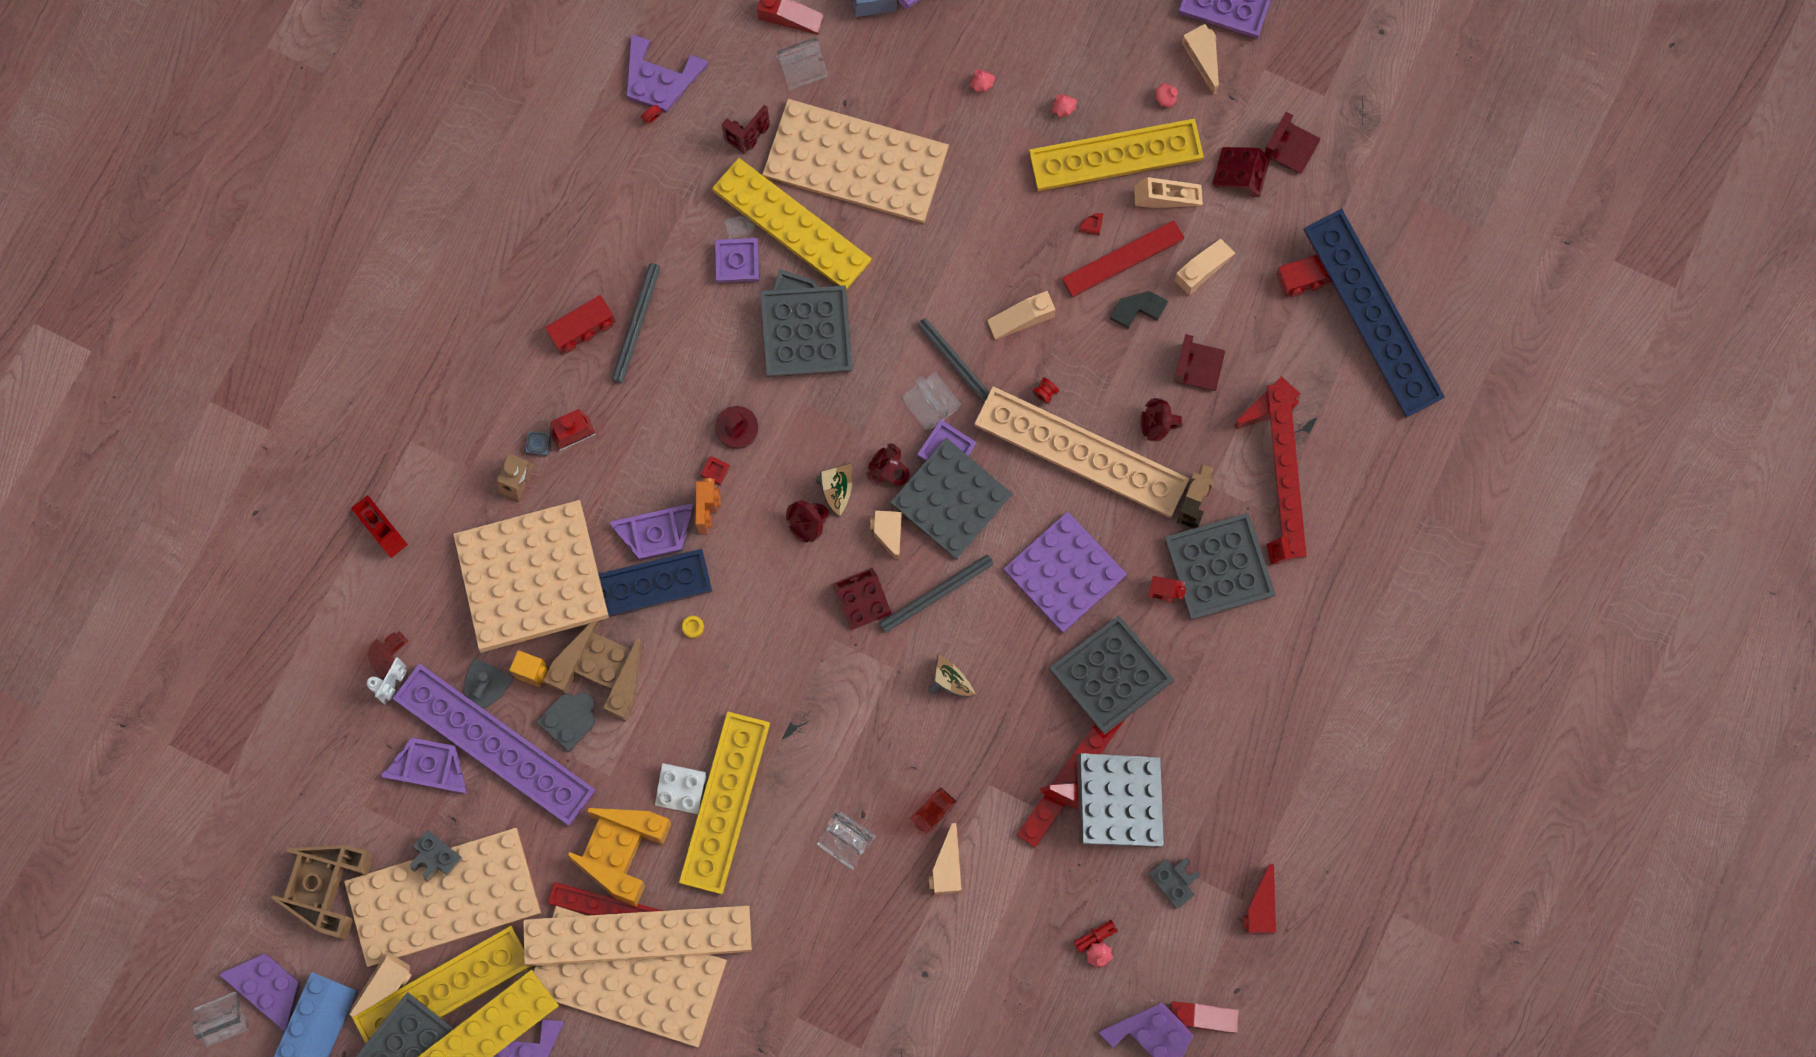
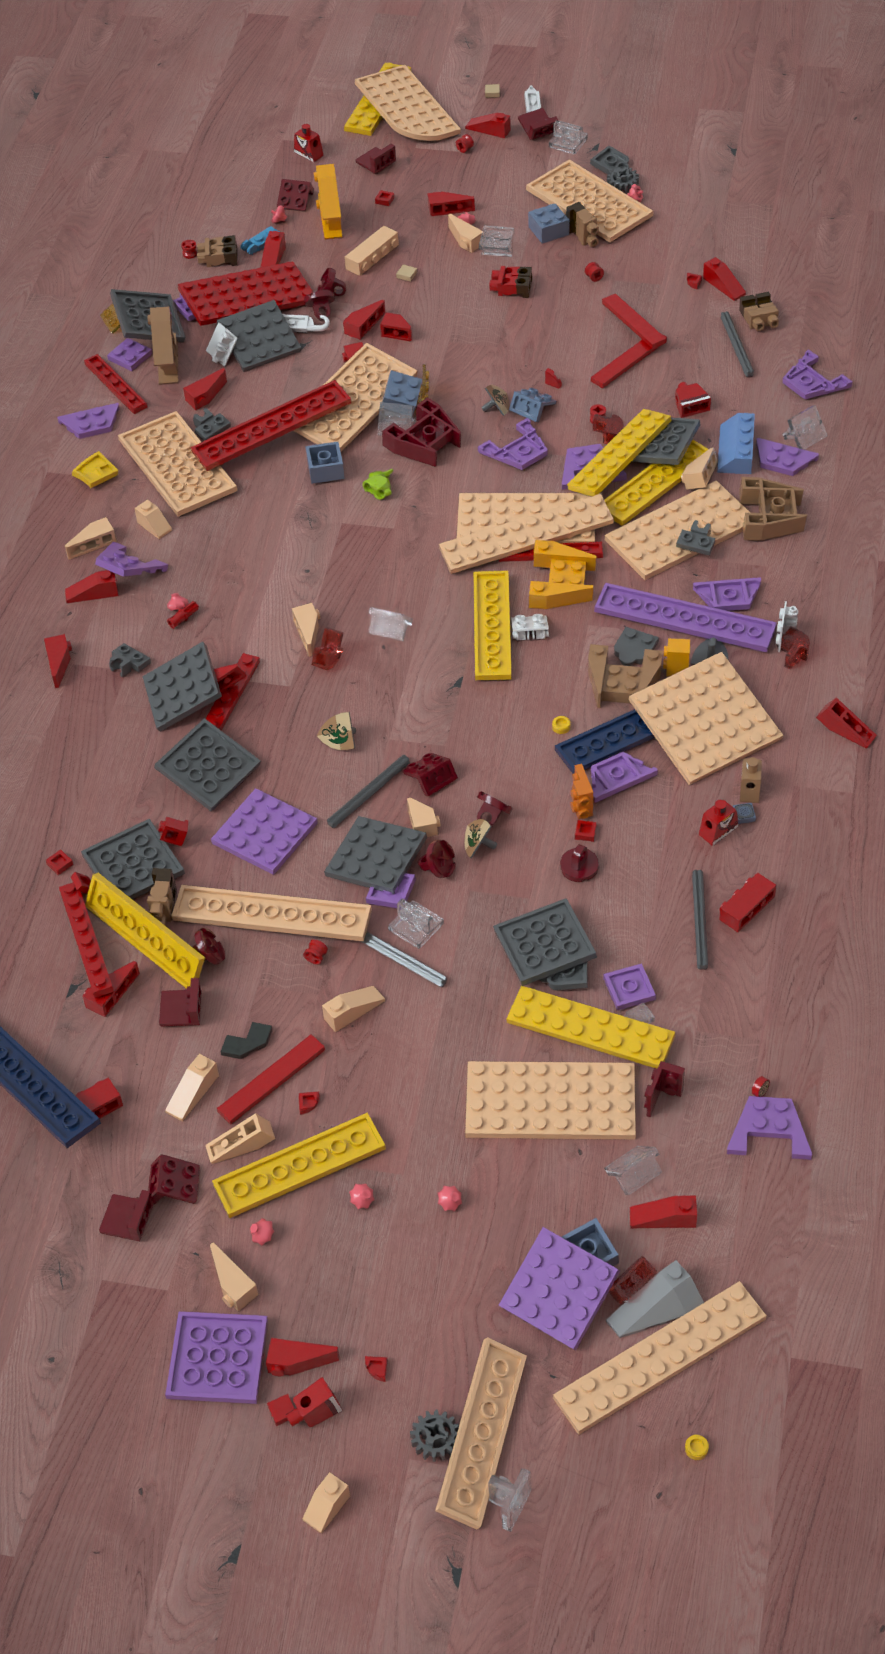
camera: 165 degrees right, 25 degrees down
(1225, 464) = (143, 931): none -> yellow plate
(1300, 594) = (59, 862): none -> red tile

